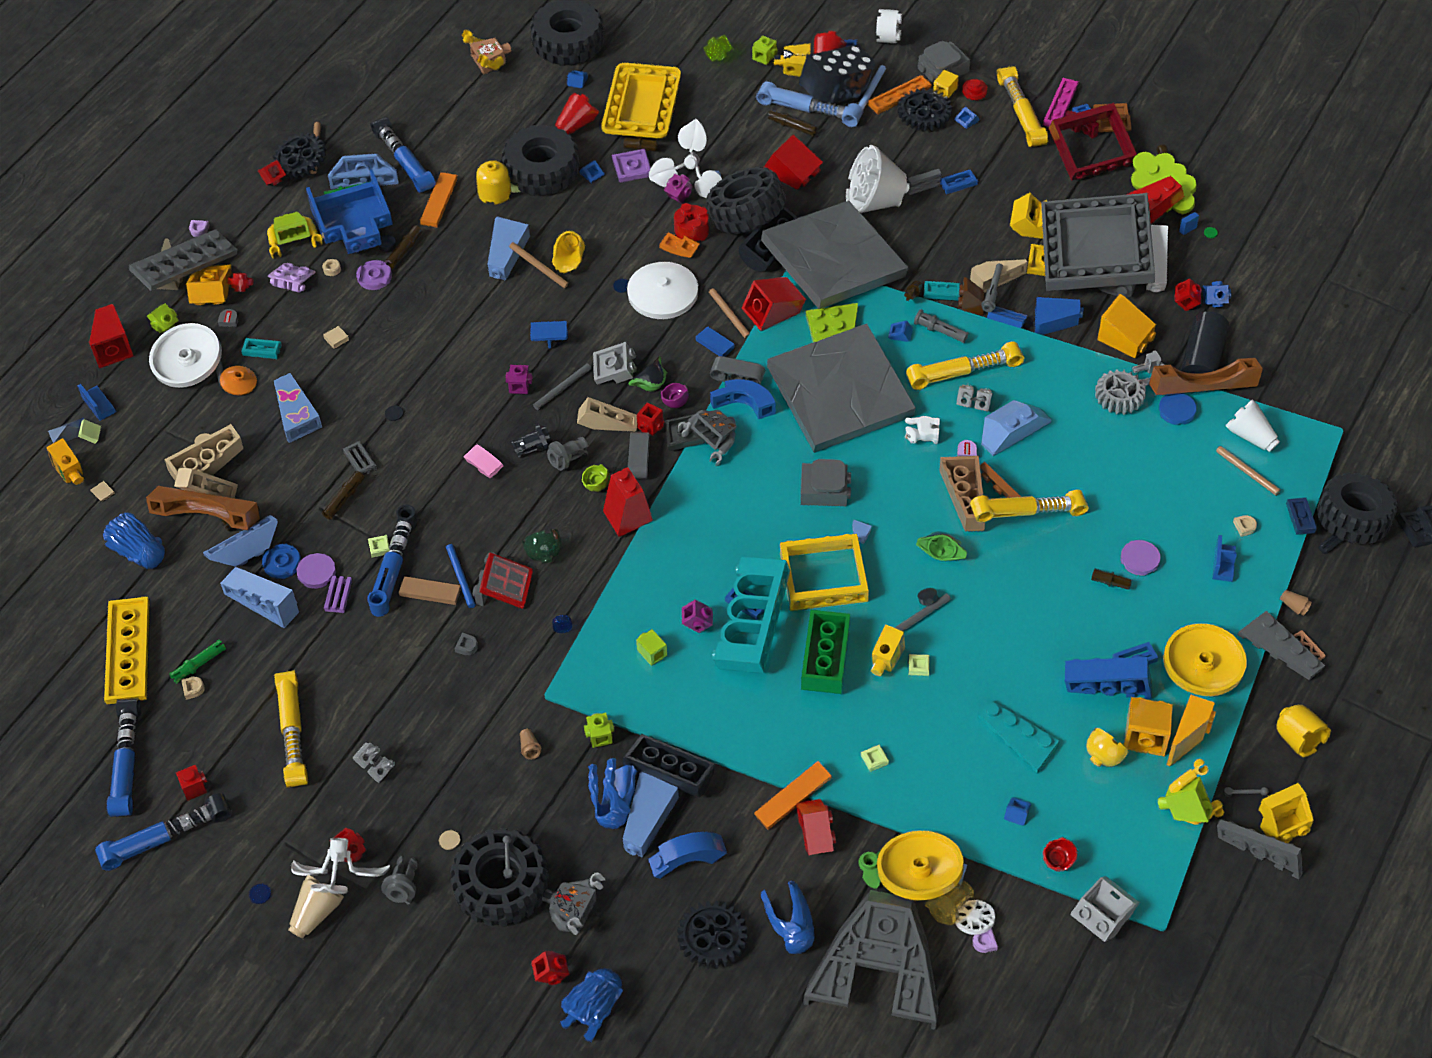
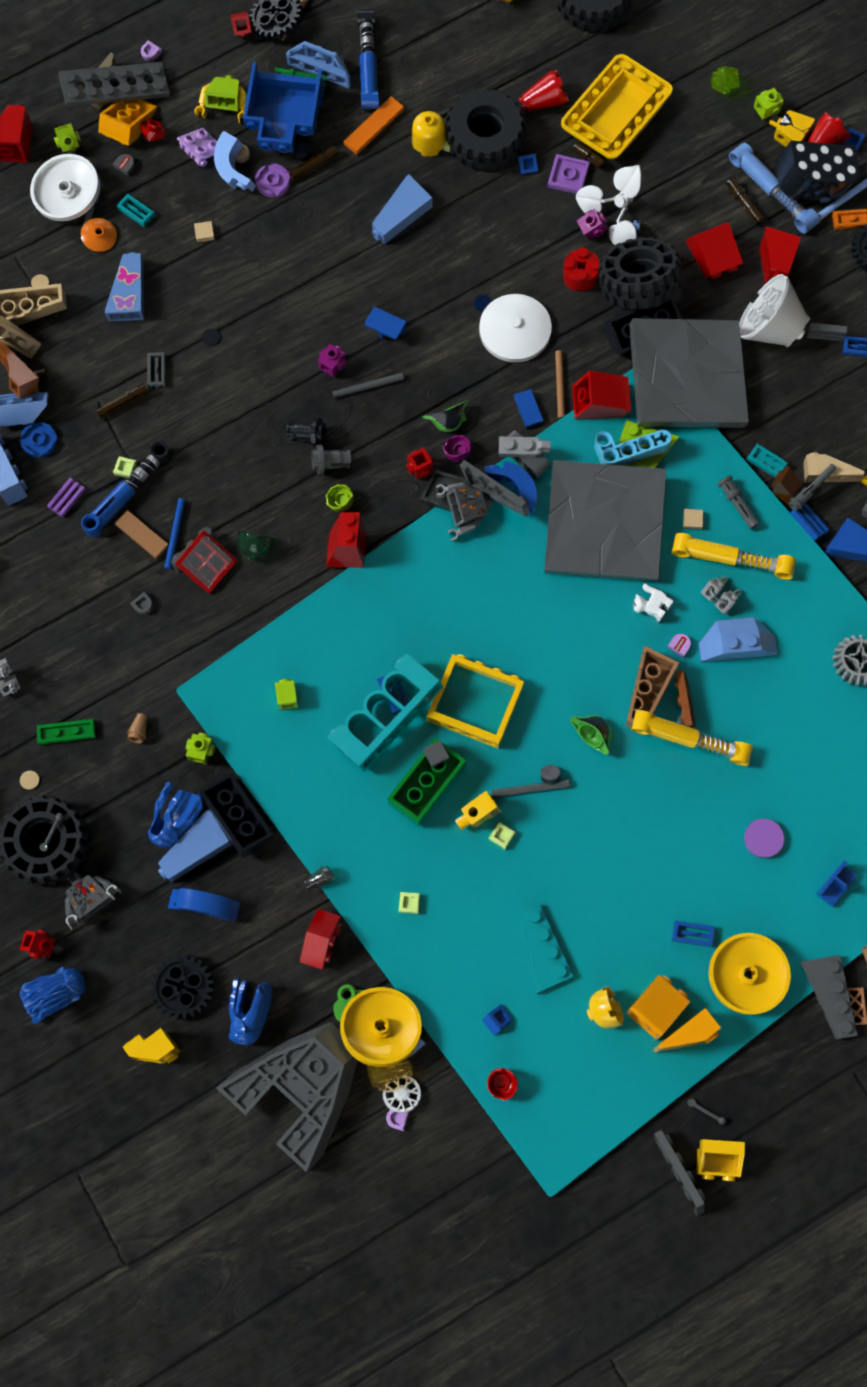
camera: 30 degrees right, 20 degrees up
(316, 570) = (60, 464): medium lavender tile -> none
(320, 268) = (224, 157): none -> light blue arch
(460, 782) = (66, 732): none -> green tile
(484, 461) = (255, 429): bright pink slope -> none
(538, 265) = (420, 251): medium nougat bar -> none
(562, 624) = (229, 628): clear blue tile -> none
(568, 251) = (451, 245): yellow hair -> none
(577, 79) = (575, 48): blue slope -> none
(605, 417) = (384, 439): tan slope -> none
(614, 364) = (424, 387): light grey plate -> none
(639, 454) = (390, 494): dark grey beam -> none
(682, 247) = (559, 289): orange slope -> none
(697, 616) = (340, 687): magenta brick -> none
(722, 996) = (156, 1048): none -> yellow piece
(732, 402) = (493, 489): none -> dark grey wing
(733, 363) = (522, 446): none -> light grey hinge
(781, 776) = (319, 878): none -> clear smoke cone
(794, 793) = (321, 899): orange tile -> none
(821, 619) = (436, 753): none -> dark grey tile
(825, 483) = (530, 613): dark grey brick -> none
(828, 325) = (660, 439): none -> medium azure beam
(845, 142) = (777, 252): none -> red slope
(862, 530) = (534, 676): medium blue tile -> none
(900, 331) = (700, 487): blue slope -> none
(911, 356) = (692, 519): none -> tan tile
(913, 290) = (738, 449): dark brown axle -> none
(1109, 676) = (654, 942): blue wedge -> none
(1111, 579) = (722, 846): dark brown axle -> none
(1118, 906) = (520, 1162): light grey piece -> none
(1189, 799) = (643, 1099): lime torso -> none
(1302, 729) = (790, 1085): yellow cylinder -> none

